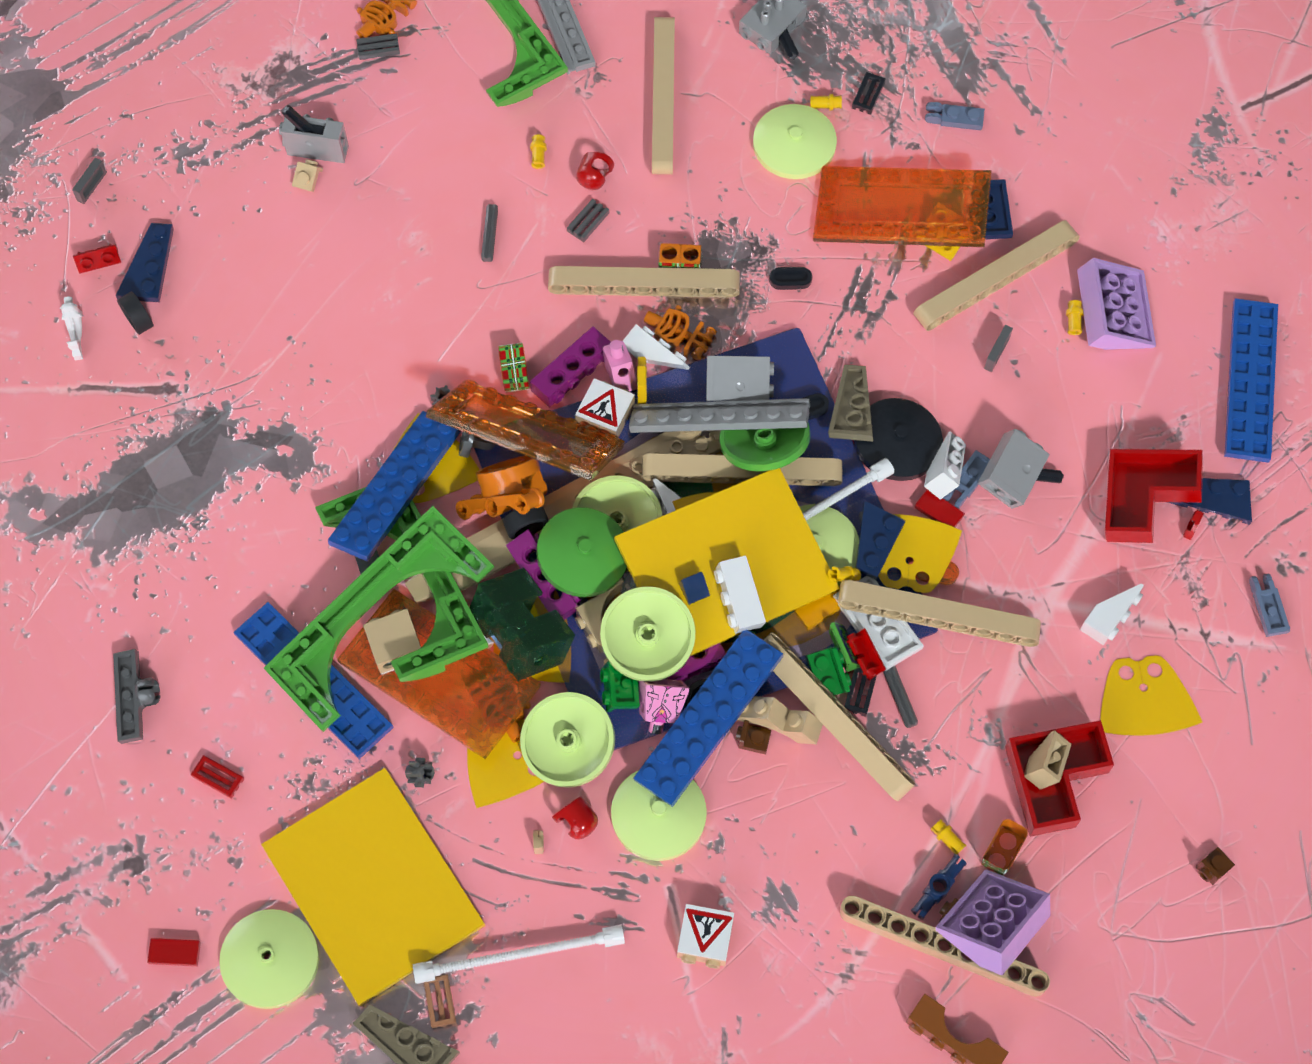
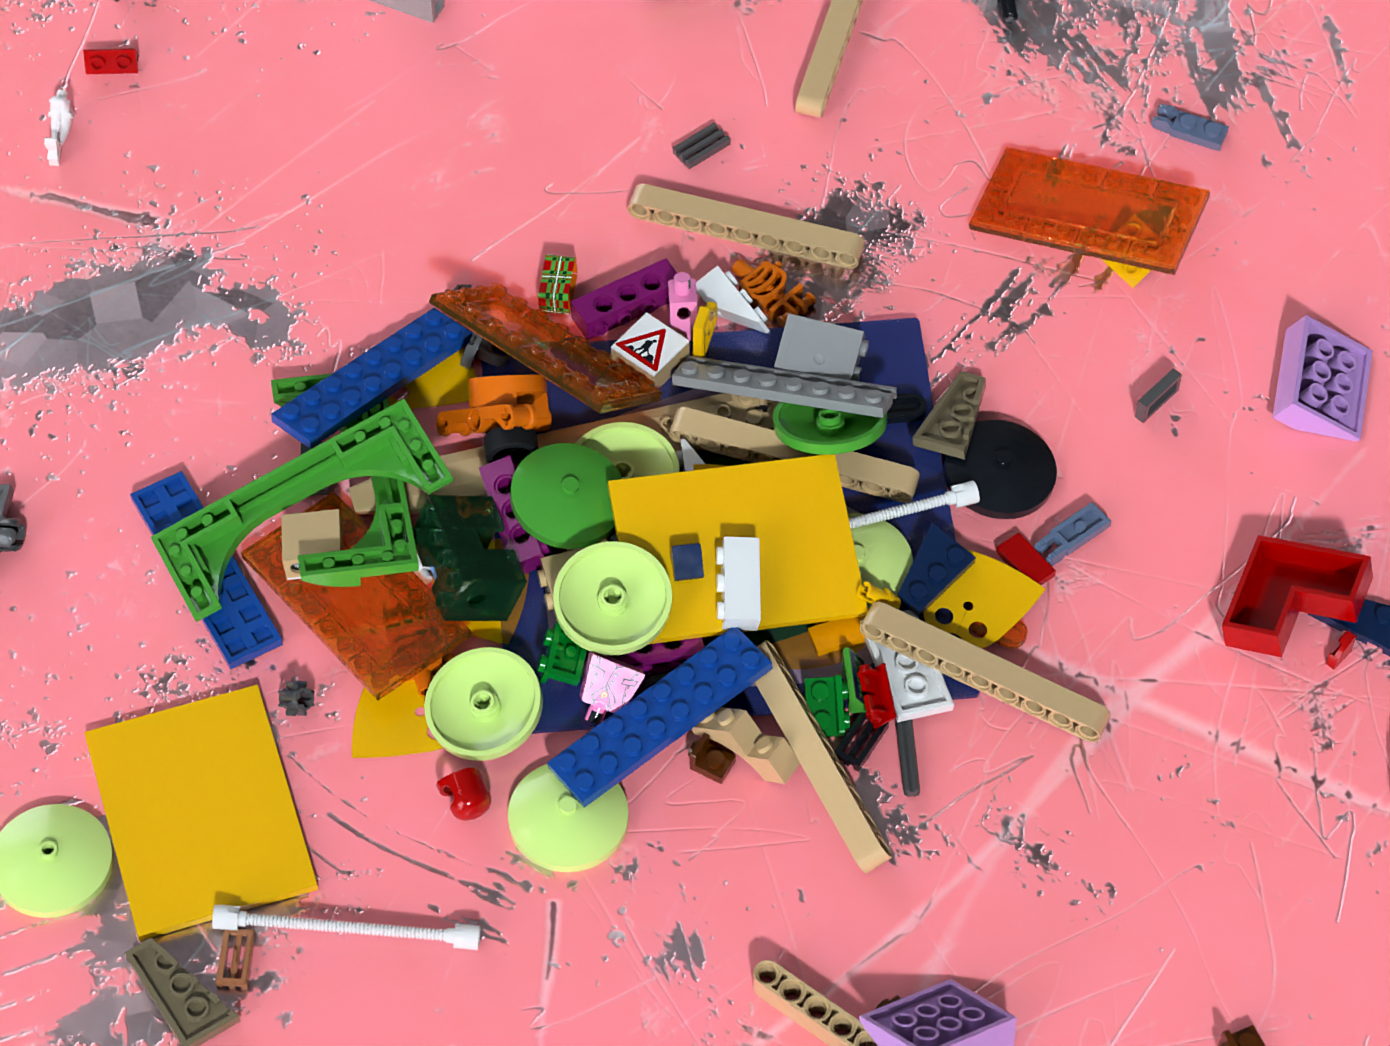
camera: 15 degrees right, 10 degrees down
(135, 313) = (134, 126): black tyre -> none
(149, 265) = (167, 83): dark blue wing -> none
(233, 785) = (73, 662): red tile -> none
(306, 175) = (383, 24): tan bracket -> none
(489, 233) = (578, 133): dark grey axle -> none
(538, 150) = (667, 55): yellow pin -> none
(538, 841) = (411, 811): tan tile -> none
(592, 177) = (718, 97): red helmet -> none
(680, 250) = (798, 201): orange piece -> none
(705, 936) = (577, 963): piece -> none
(790, 278) = (927, 262): black tile -> none
(794, 141) = (982, 113): yellowish green dish -> none
(823, 102) = (1034, 77): yellow pin -> none
(863, 106) = (1096, 88): black tile -> none
(945, 877) = (874, 991): dark blue pin -> none
(946, 467) = (1048, 511): white slope -> none
(949, 838) = (912, 925): yellow pin -> none
(996, 275) = (1183, 314): tan beam -> none
(999, 217) = (1206, 244): dark blue wing -> none
(1016, 468) = (1134, 530): light grey piece -> none
(1019, 833) = (958, 958): orange piece -> none
(1048, 761) = (1064, 868): tan slope -> none
(1055, 805) = (1065, 873): red piece -> none
(1074, 316) = (1267, 379): yellow pin -> none
(1106, 615) = (1199, 725): white slope -> none
(1158, 710) = (1234, 853): yellow piece -> none

